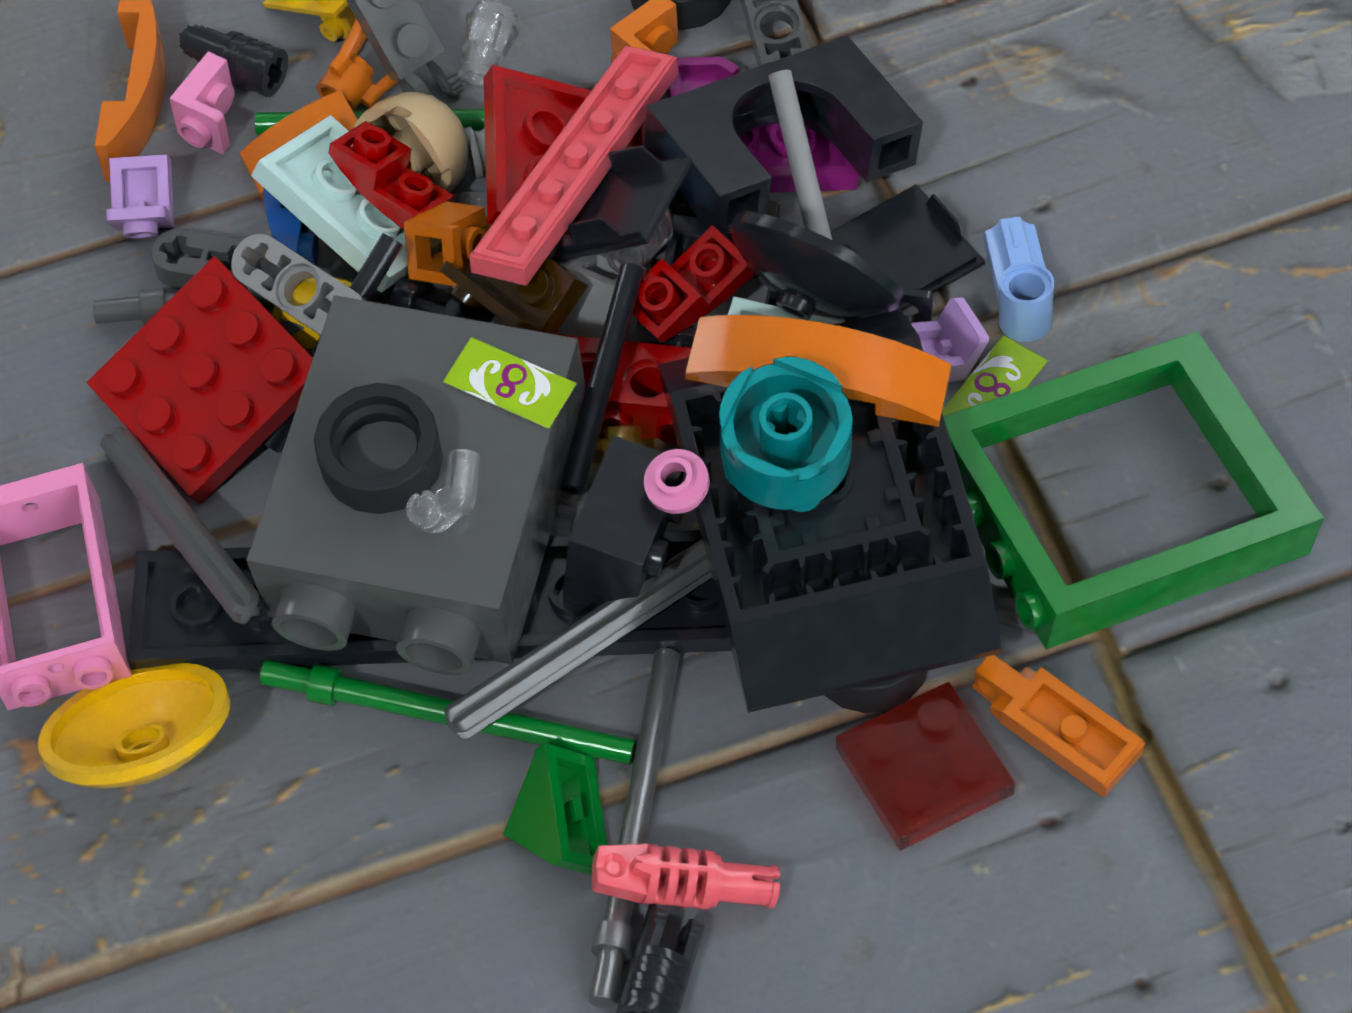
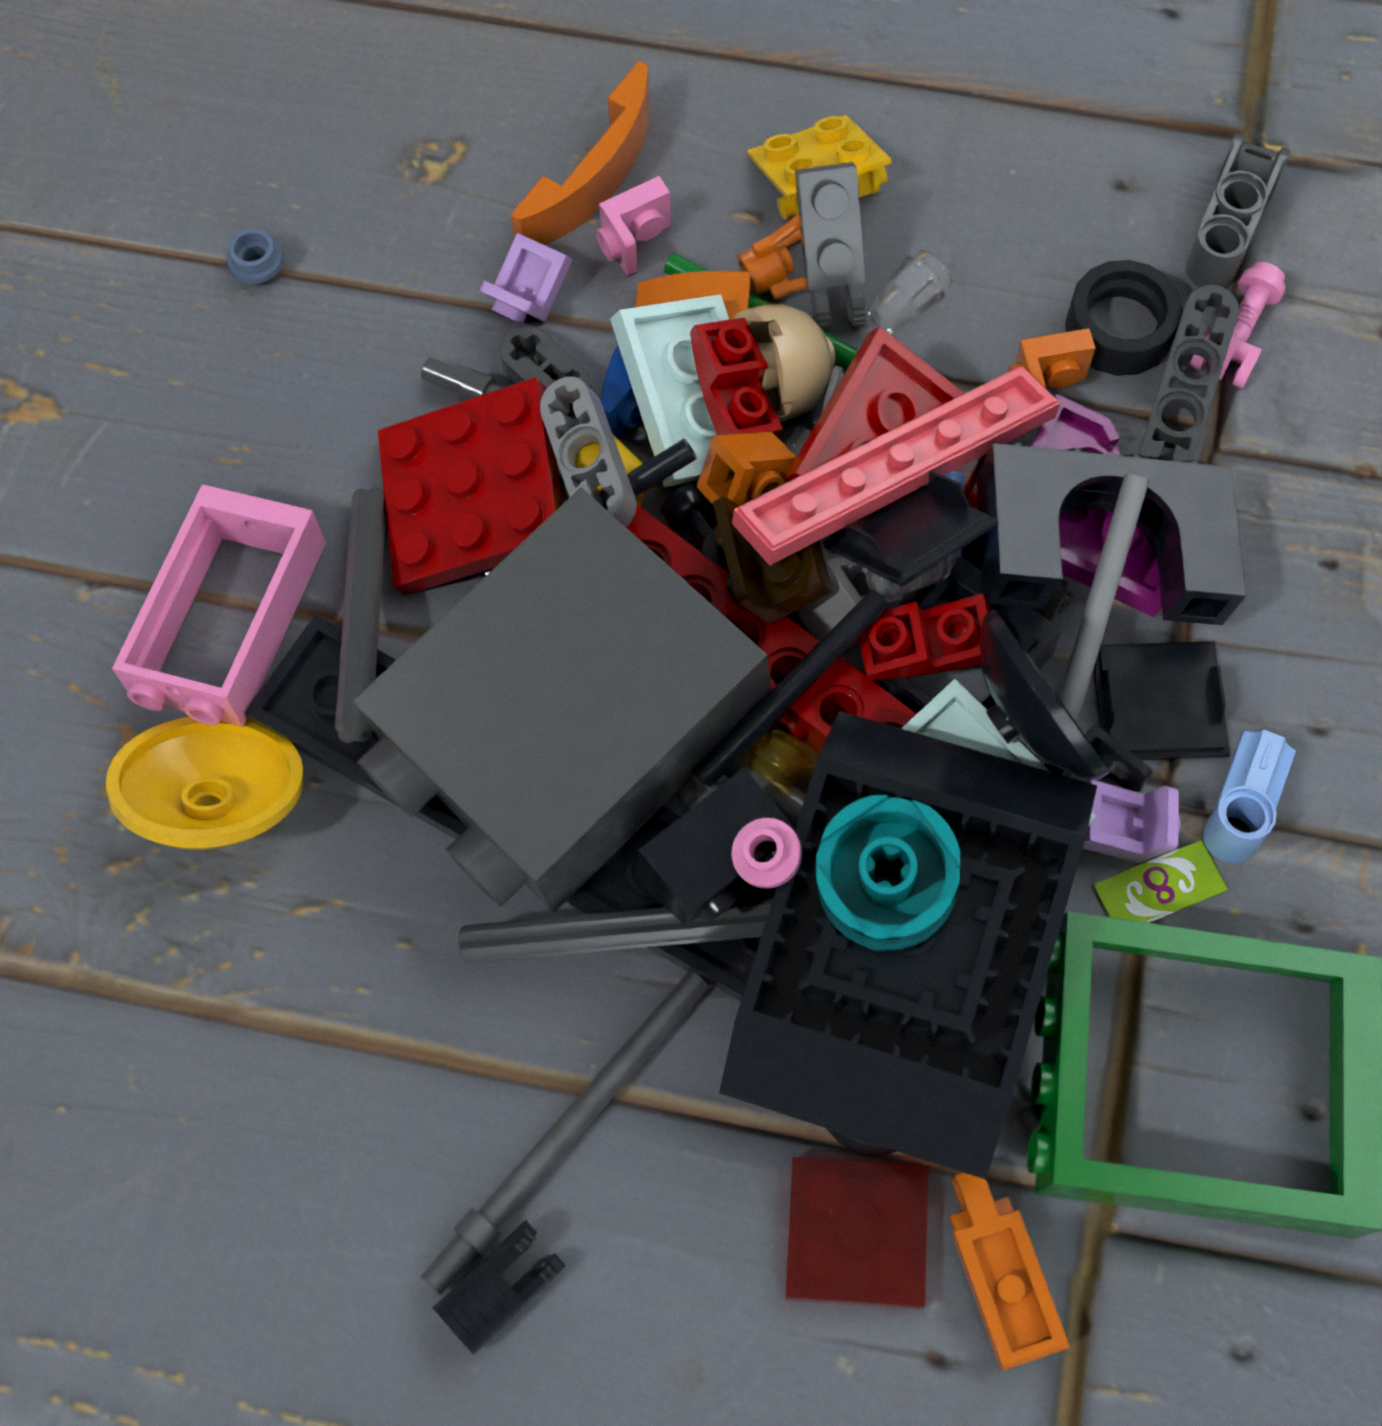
camera: 30 degrees right, 10 degrees up
(250, 62) = (692, 195): black hinge -> none
(328, 685) = (396, 834): green bar -> none
(371, 405) = (497, 621): black tyre -> none
(455, 500) = (553, 754): clear arm -> none
(509, 382) = (680, 664): lime sticker -> none
(559, 809) = (510, 1081): green slope -> none
(681, 877) = (565, 1215): coral hinge -> none
(869, 367) = (989, 827): orange slope -> none

